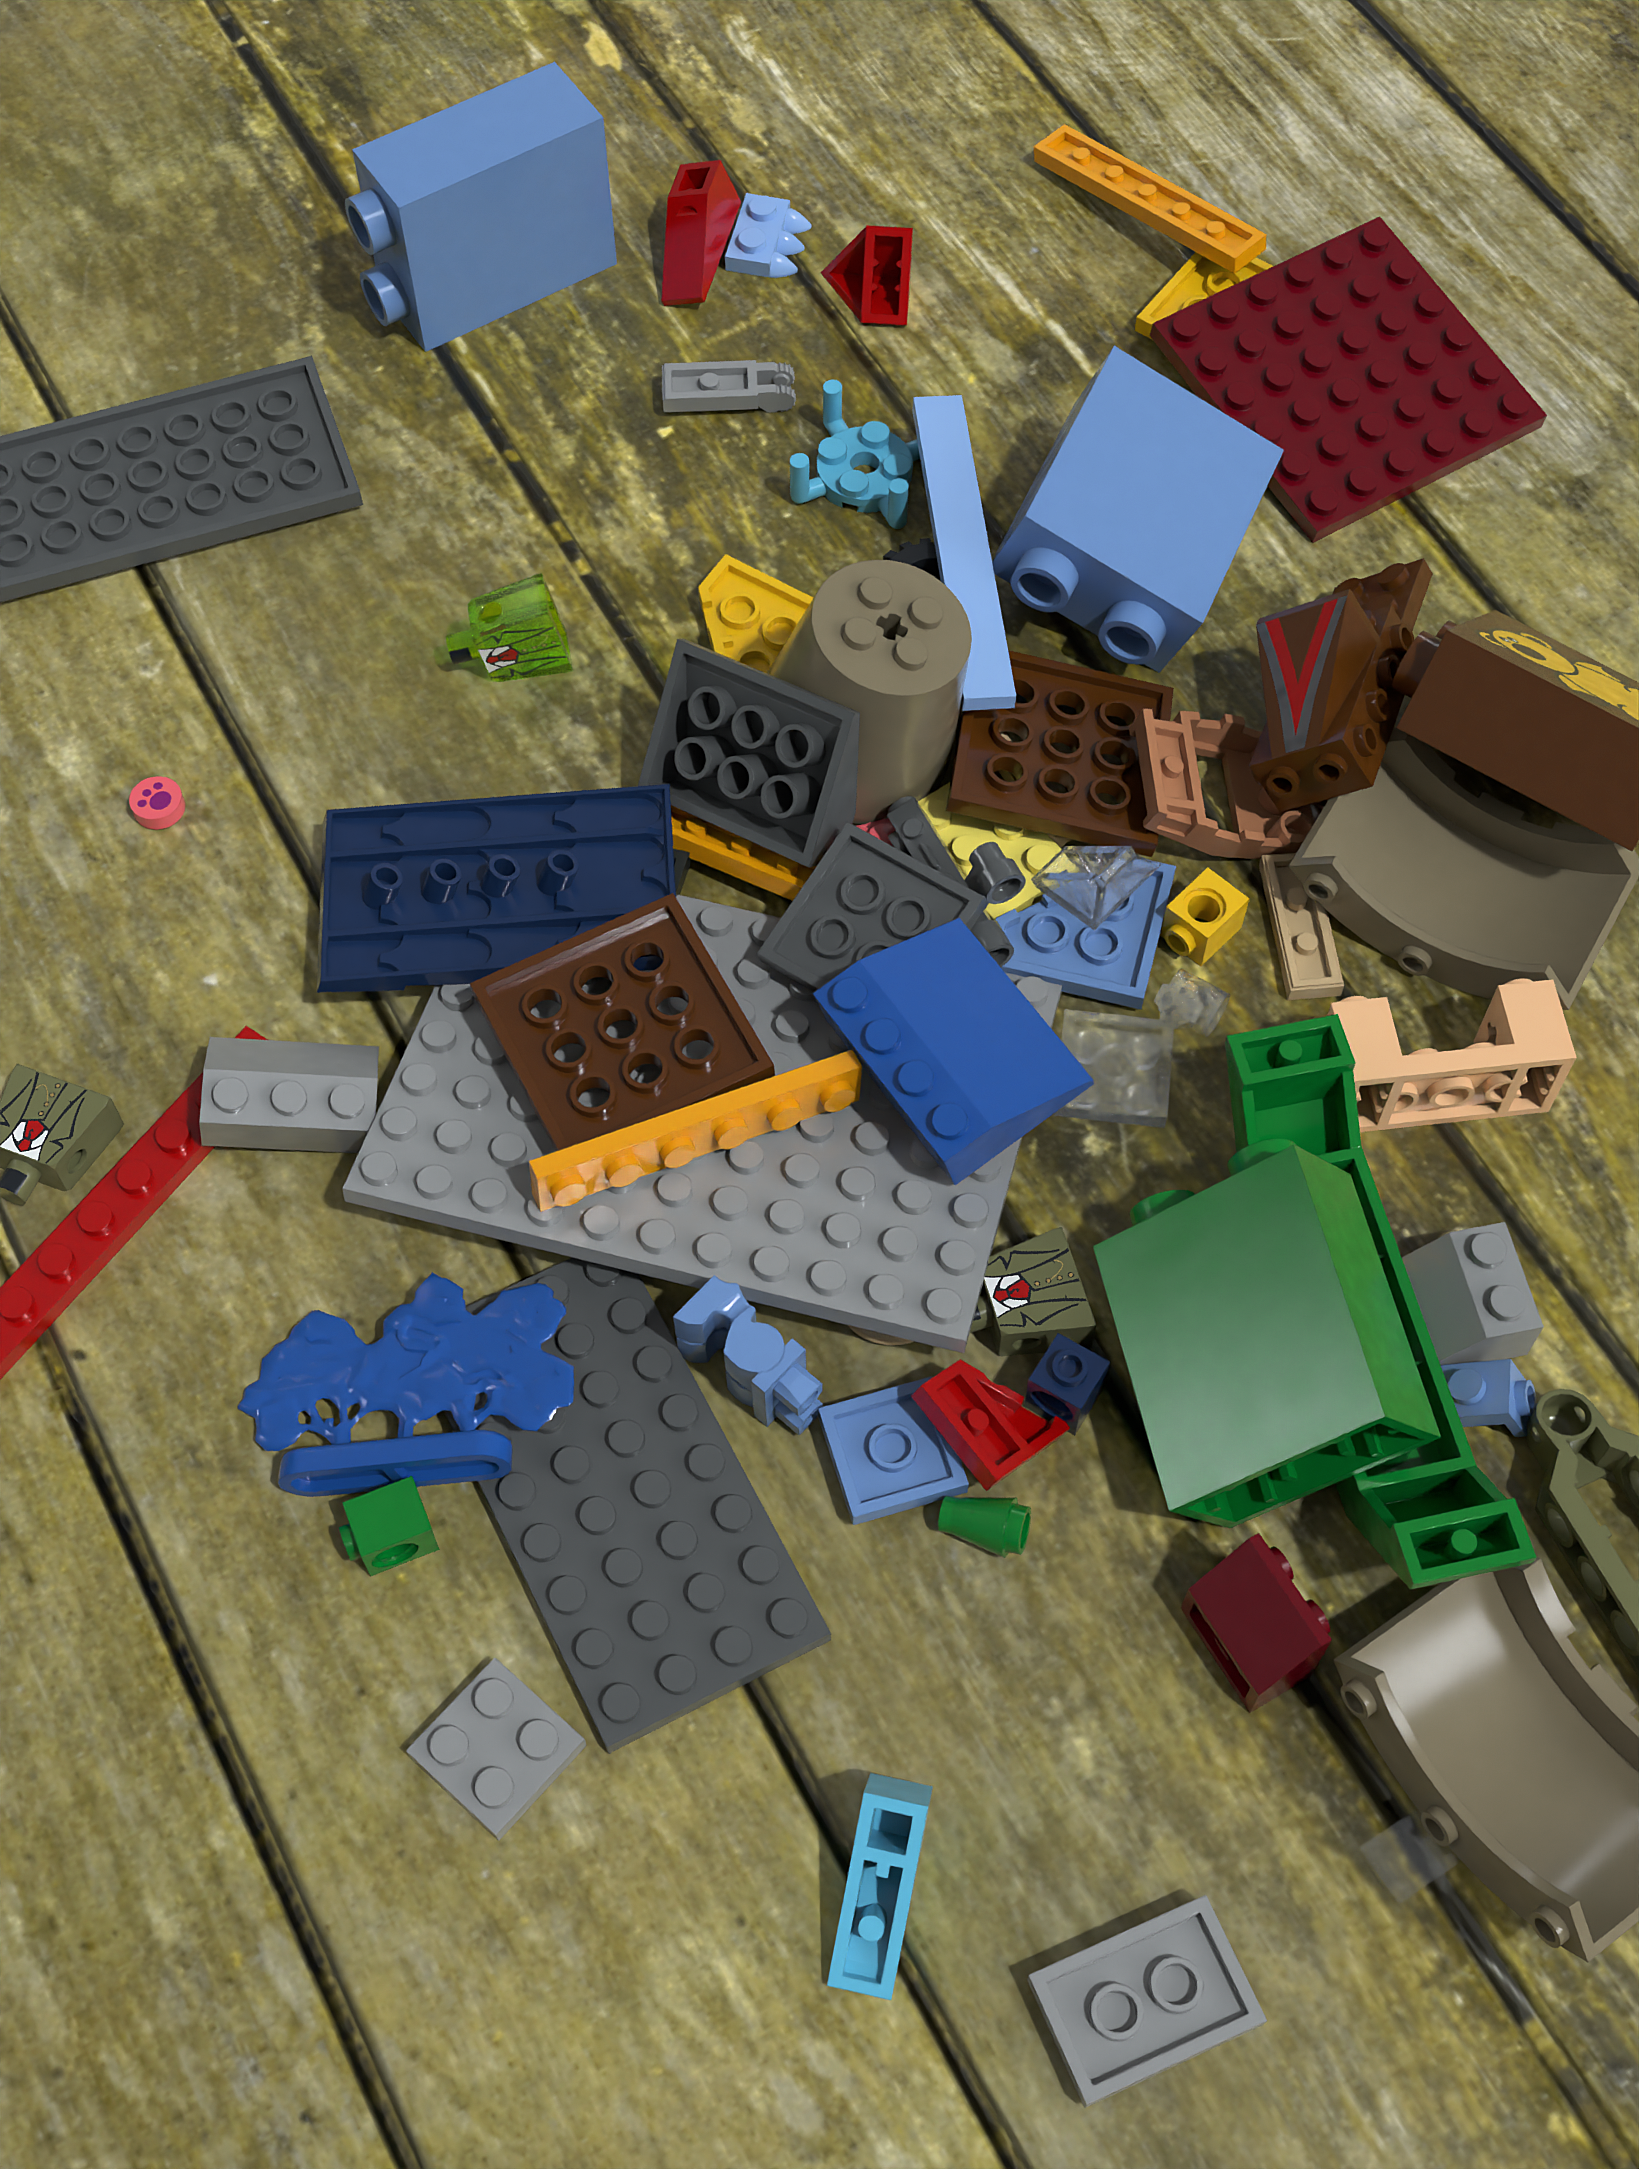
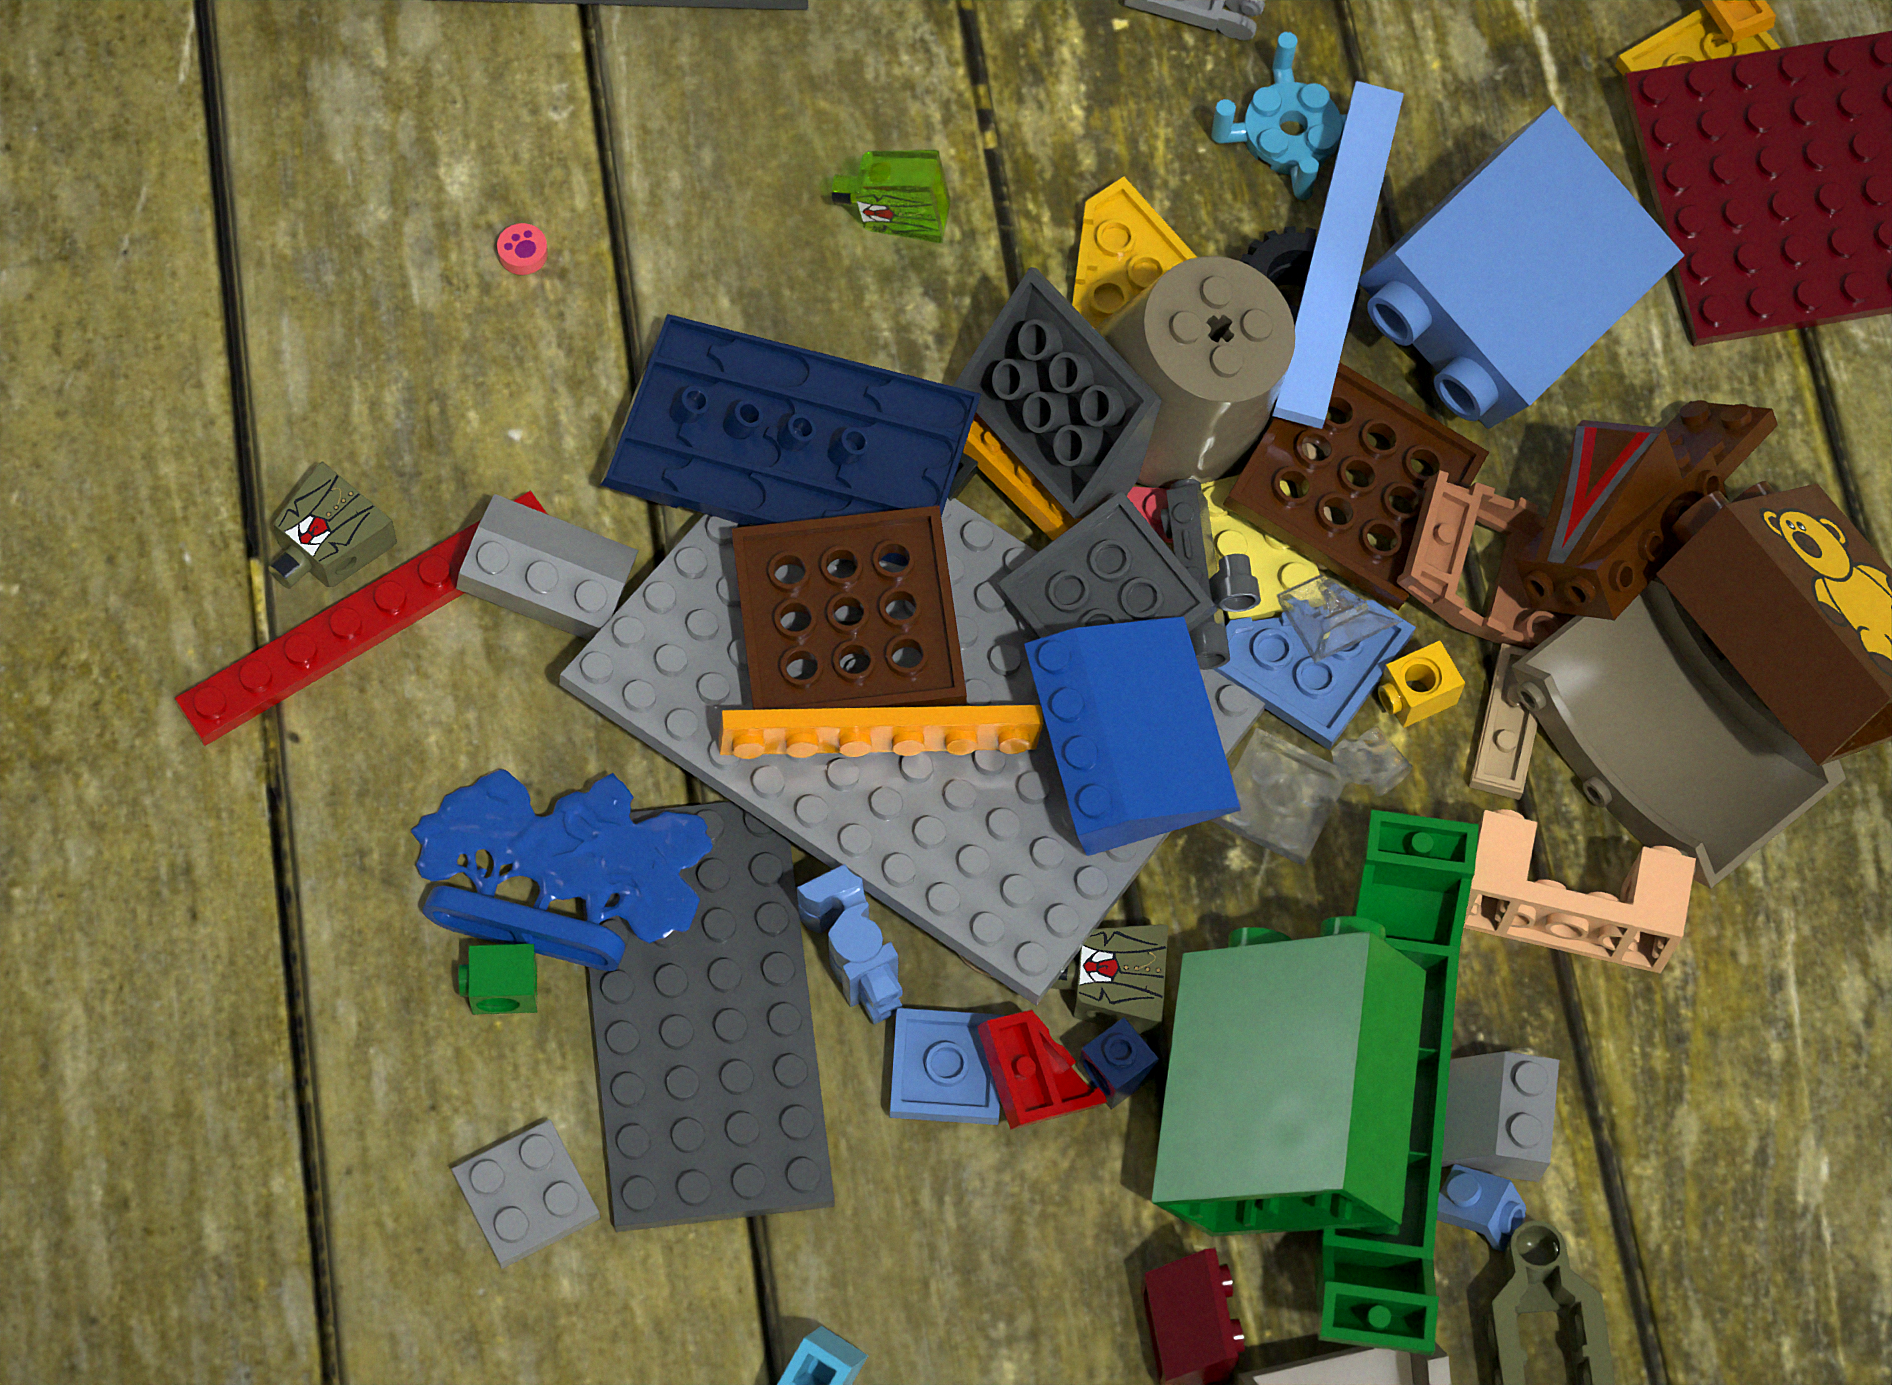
camera: 15 degrees right, 5 degrees up
(989, 1523) = (1004, 1157): green cone -> none

